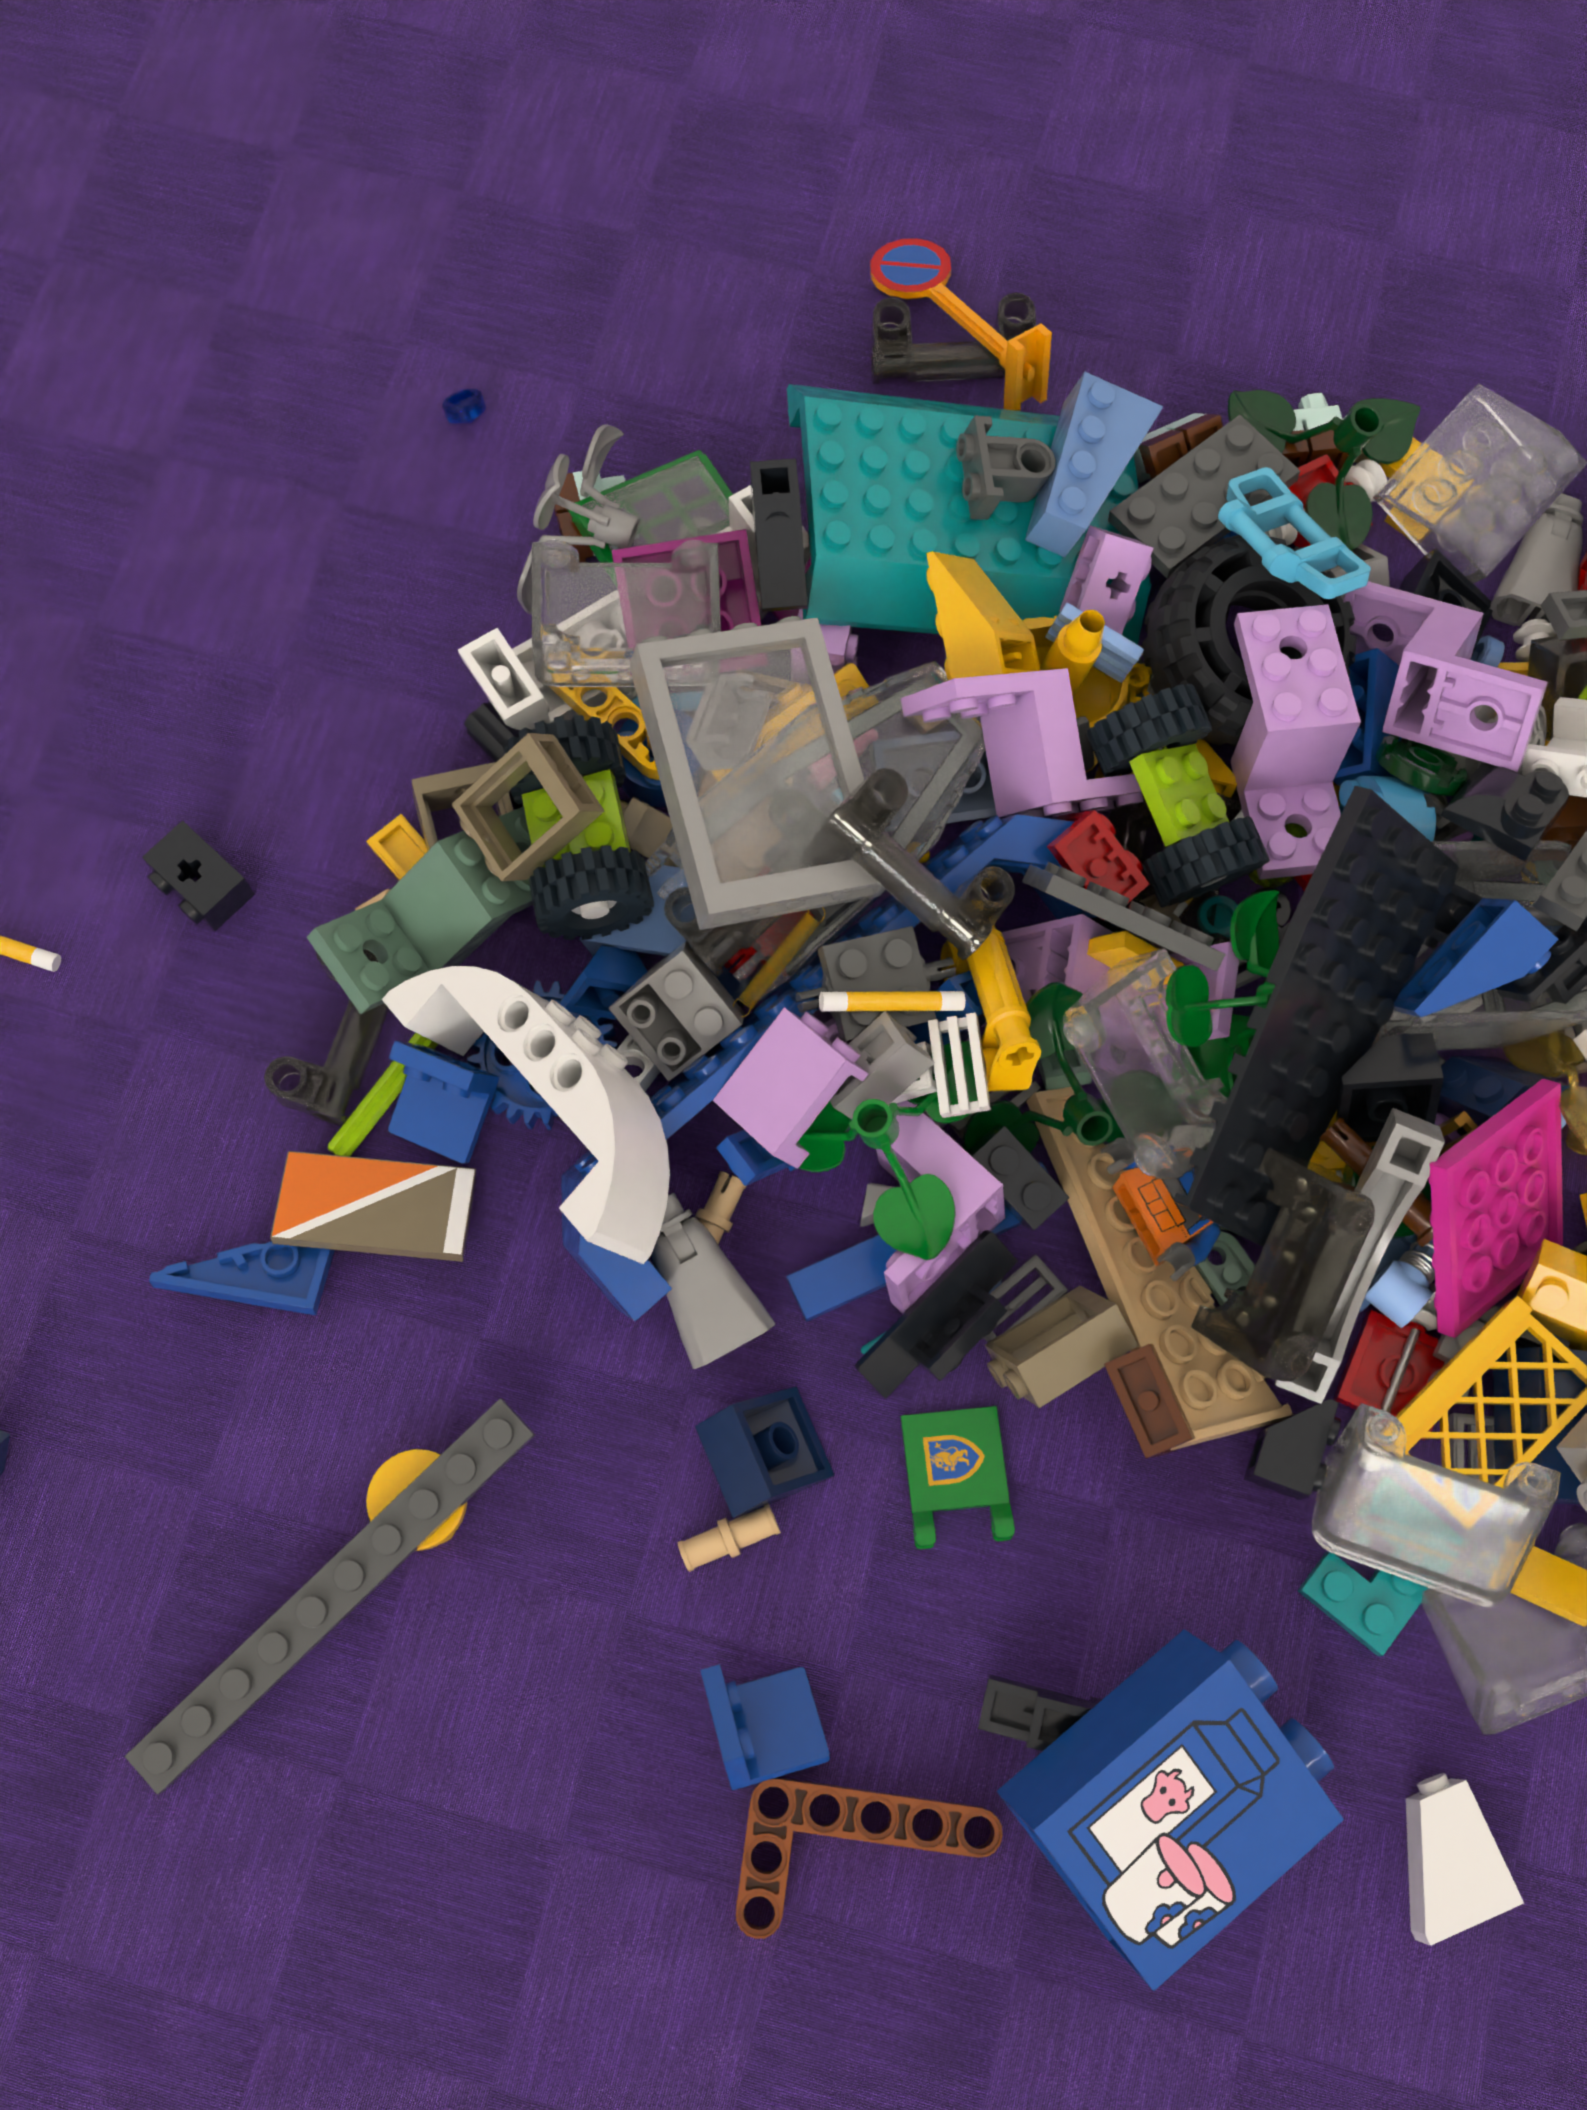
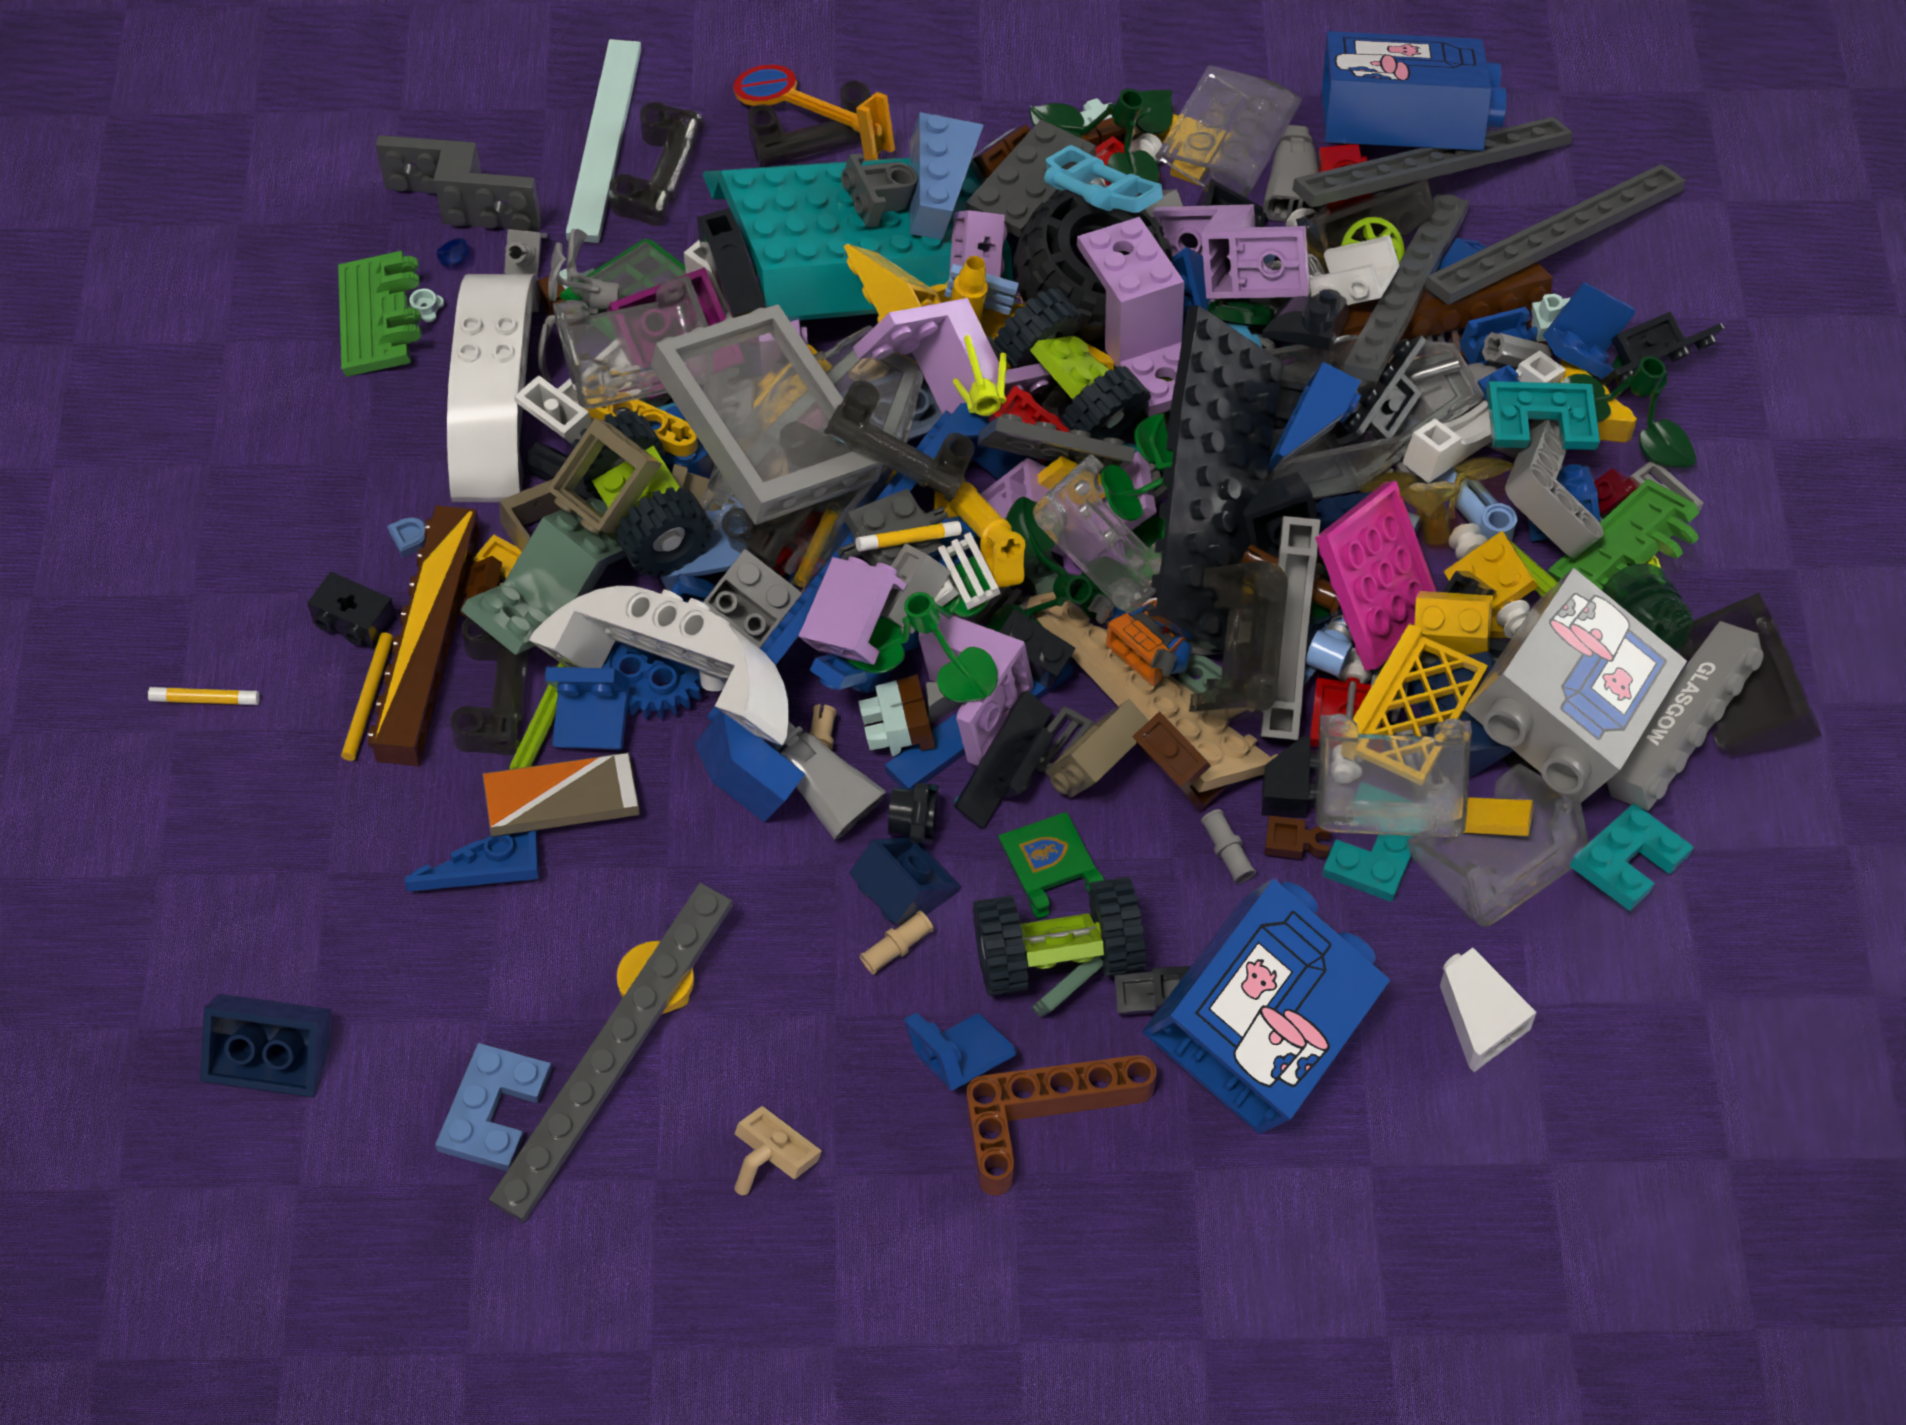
camera: 15 degrees left, 15 degrees down
(130, 1642) = (468, 1125): none -> medium blue plate
(186, 998) = (367, 697): none -> yellow bar
(274, 939) = (425, 636): none -> reddish brown brick
(300, 786) = (407, 535): none -> medium blue tile
(347, 466) = (376, 312): none -> bright green hinge
(363, 881) = (481, 578): none -> reddish brown plate
(406, 461) = (426, 303): none -> light aqua plate
(445, 602) = (483, 379): none -> white slope
(493, 316) = (456, 177): none -> dark grey bracket
(495, 1786) = (772, 1142): none -> tan plate
(548, 426) = (523, 252): none -> light grey bracket
(691, 297) = (604, 139): none -> light aqua tile
(782, 310) = (666, 128): none -> clear smoke piece
(800, 1365) = (914, 812): none -> black piece
(827, 1218) = (903, 716): none -> light aqua hips
(926, 1667) = (1066, 986): none -> sand green tile
(933, 1610) = (1109, 931): none -> black plate
(1050, 818) = (984, 395): none -> neon yellow plant
(1188, 1521) = (1228, 846): none -> light grey pin
(1271, 1532) = (1289, 838): none -> reddish brown plate

